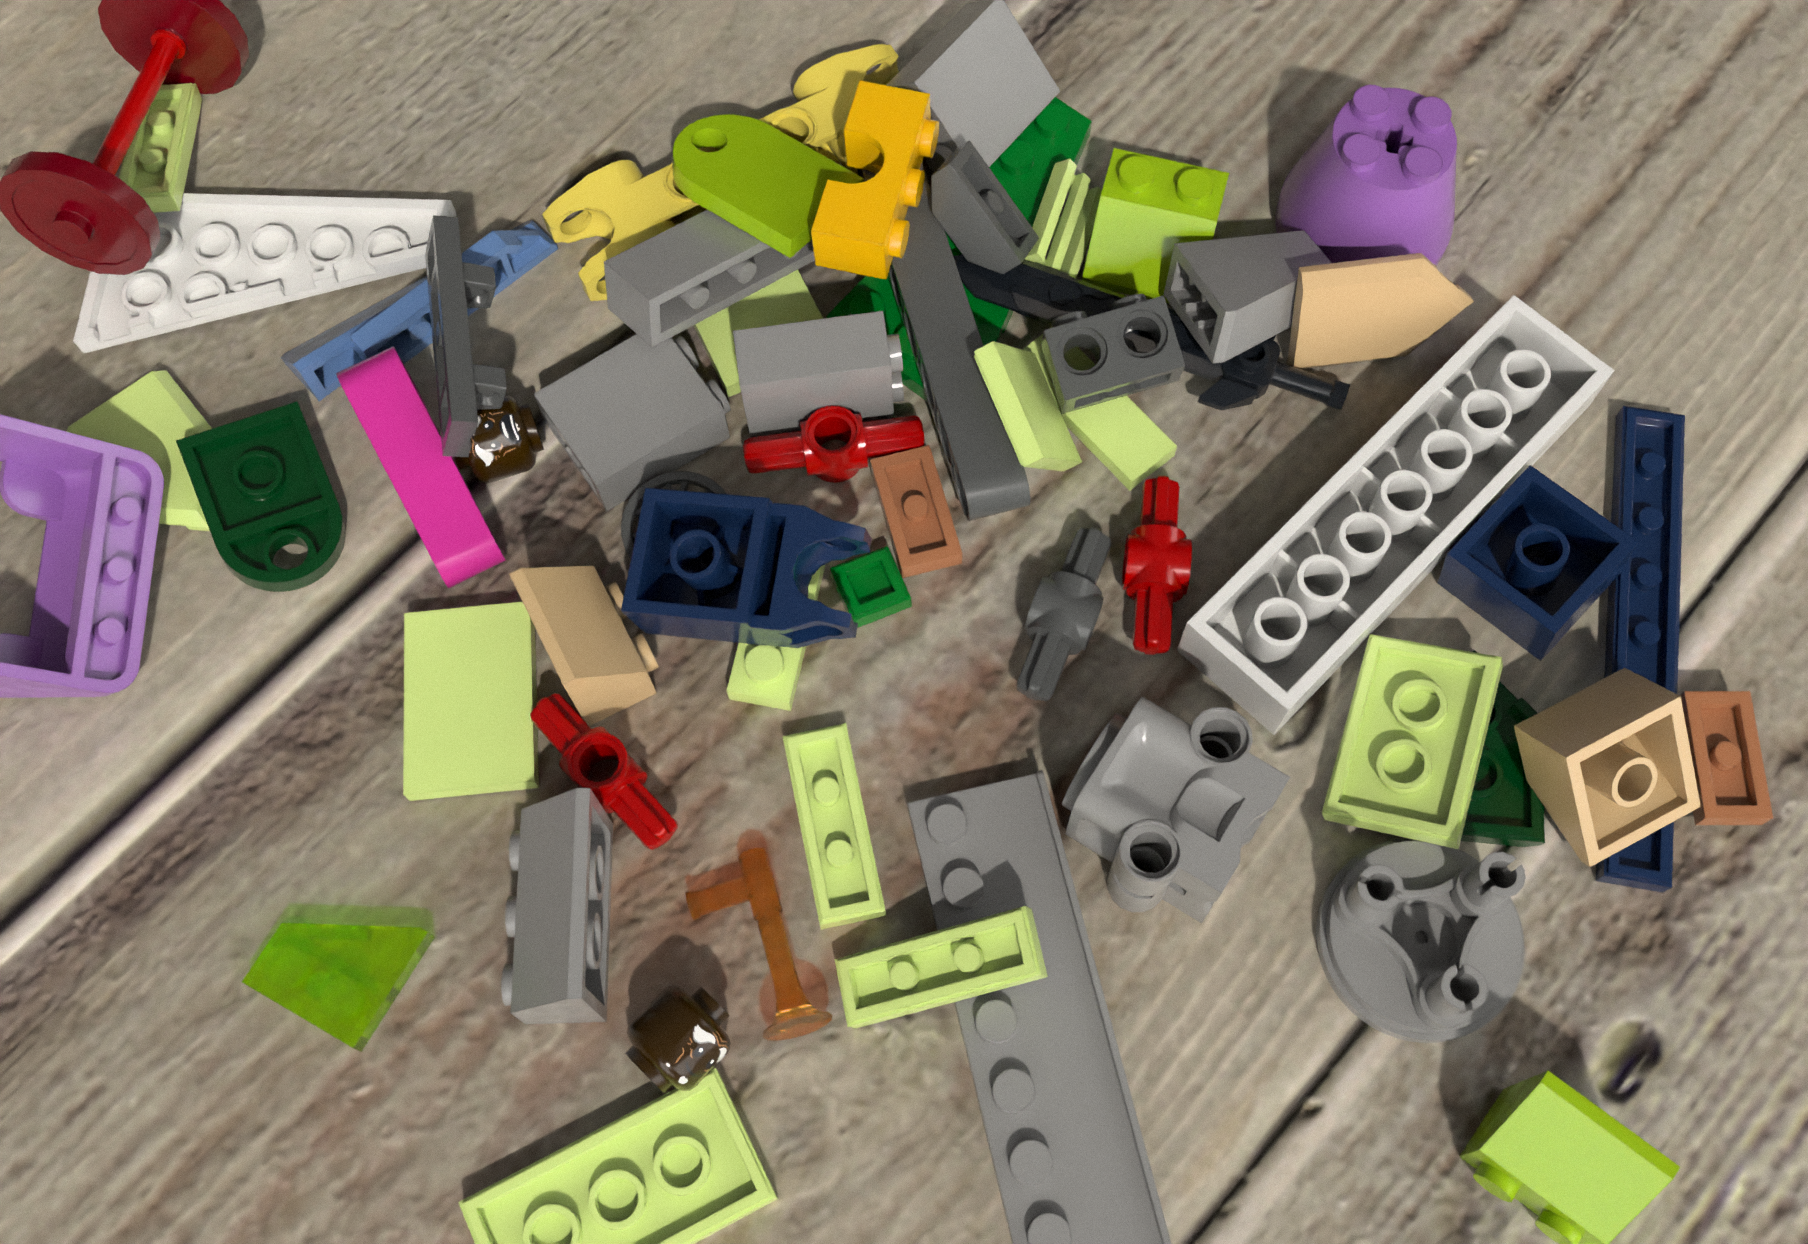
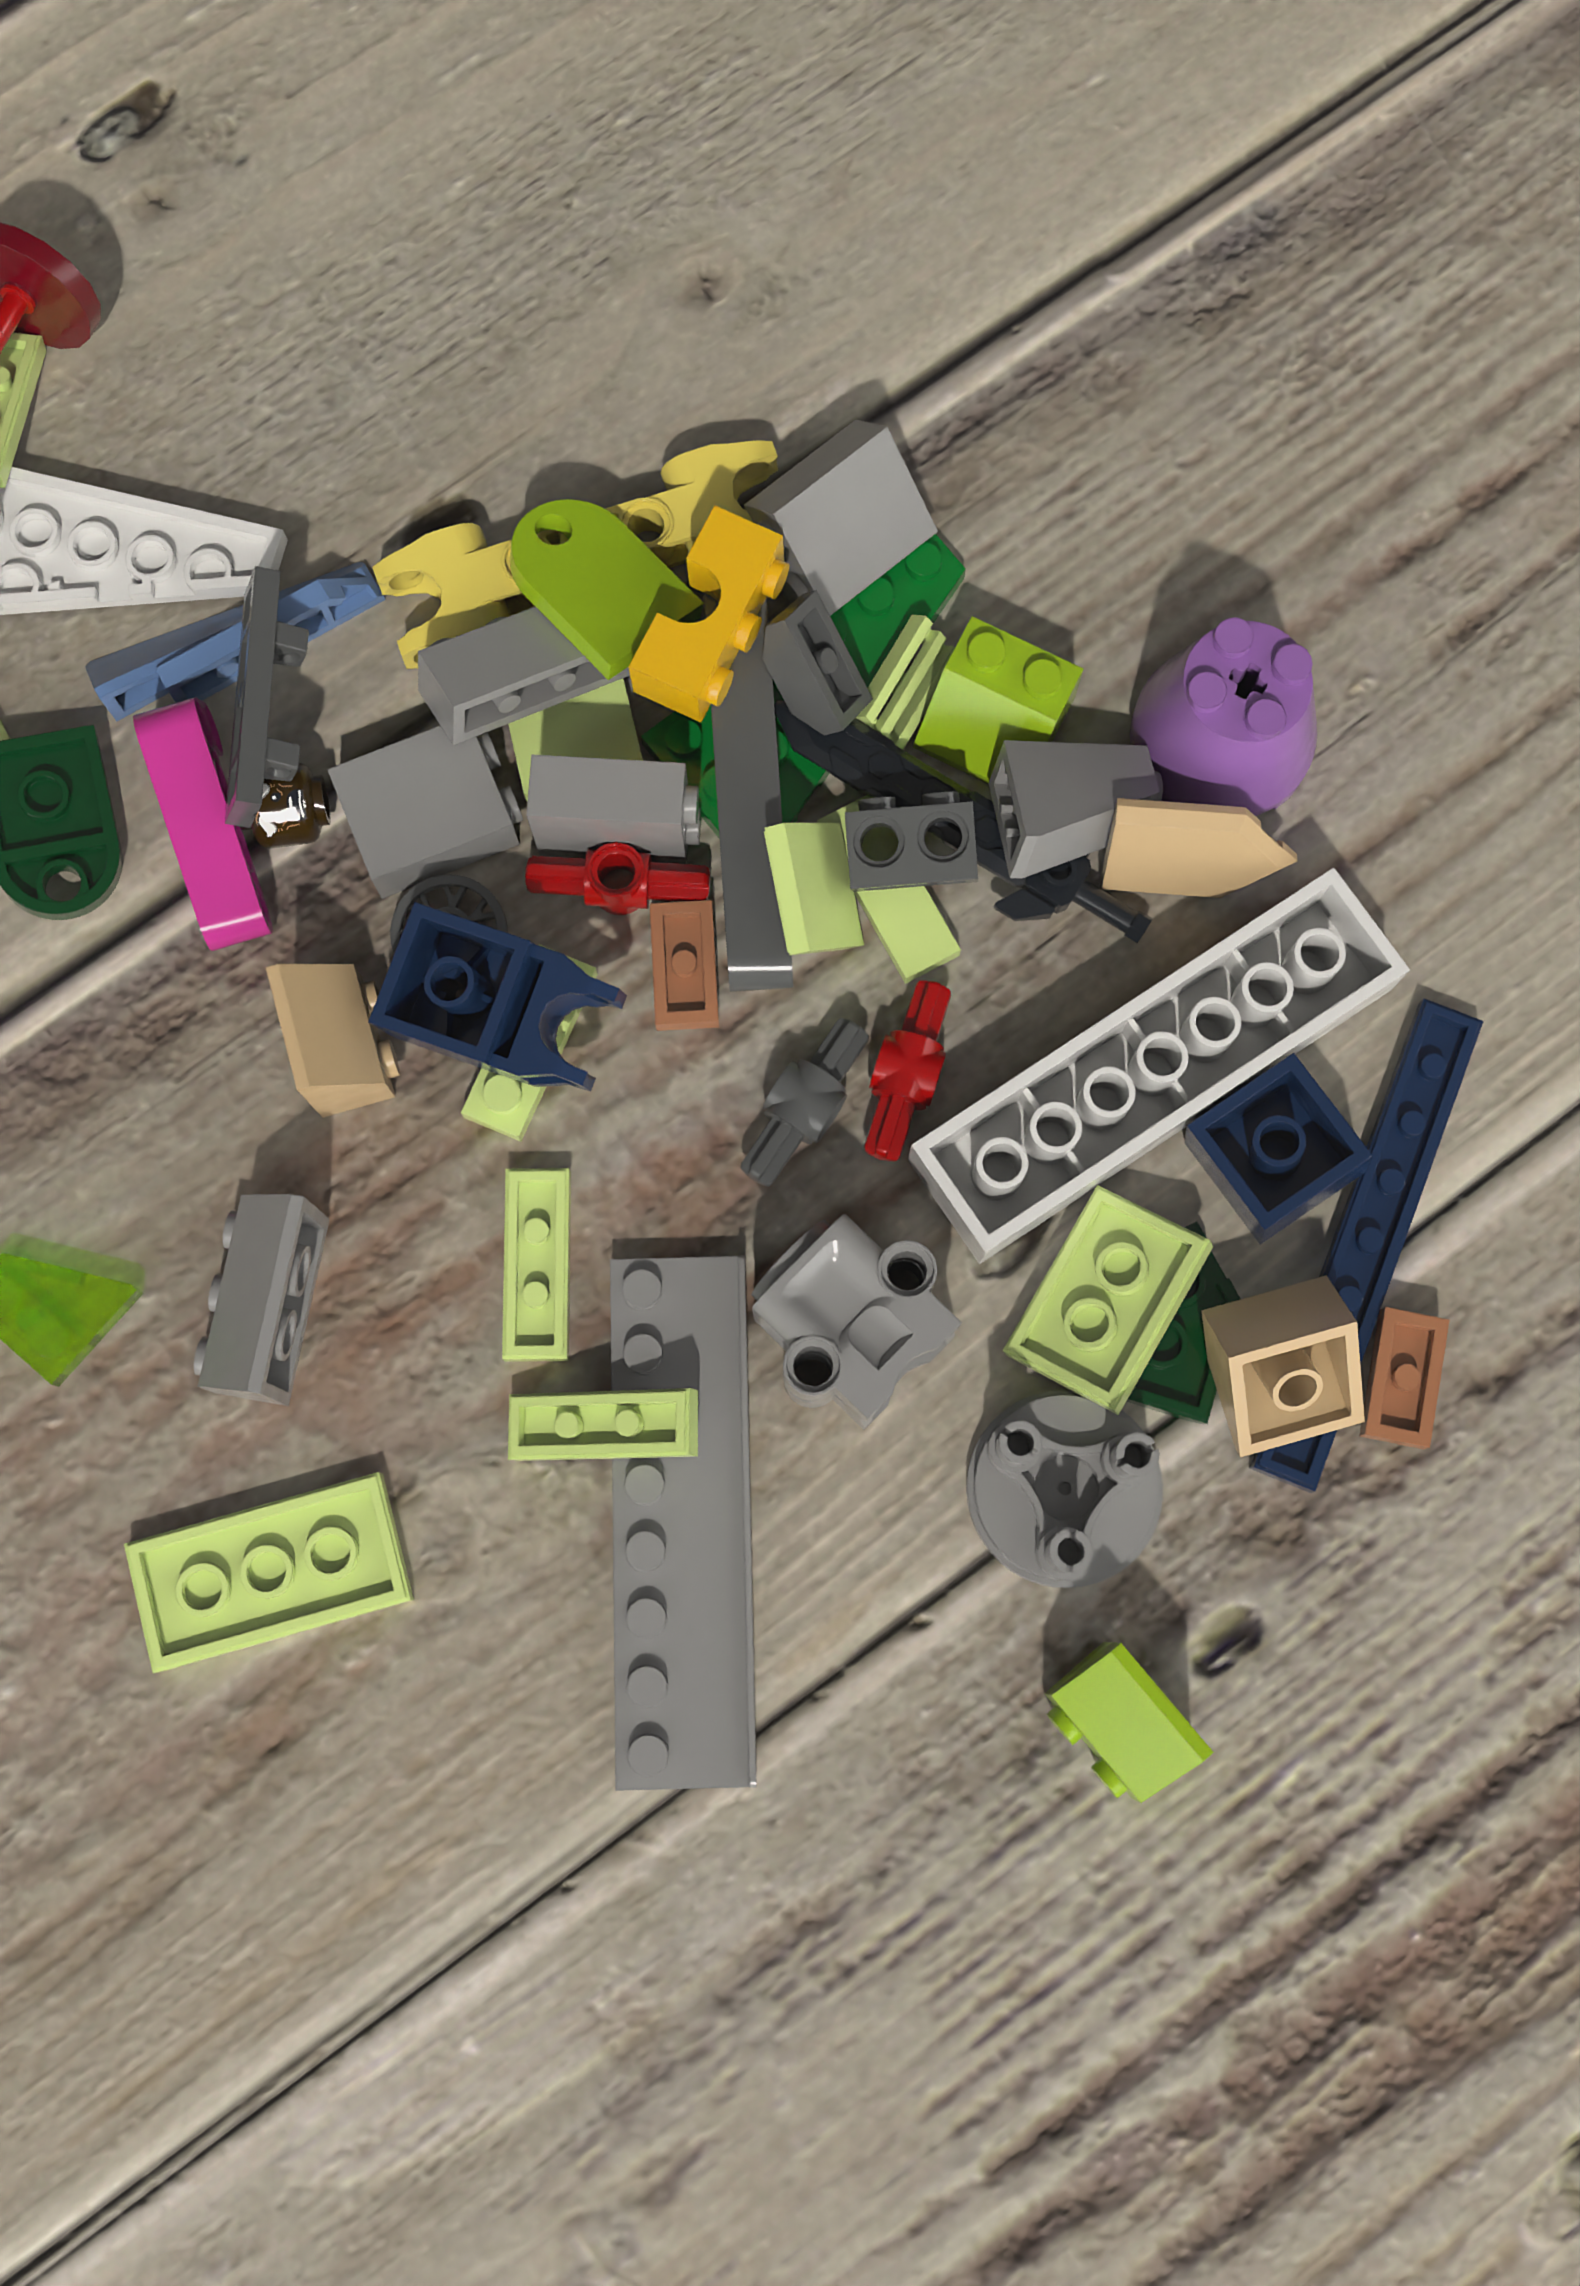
camera: 10 degrees right, 10 degrees up
(469, 701) = (212, 1071): yellowish green tile -> none
(622, 792) = (340, 1195): red axle -> none
(678, 1038) = (348, 1439): dark brown head -> none
(793, 1010) = (453, 1311): clear orange piece -> none
(871, 586) = (624, 1035): green tile -> none

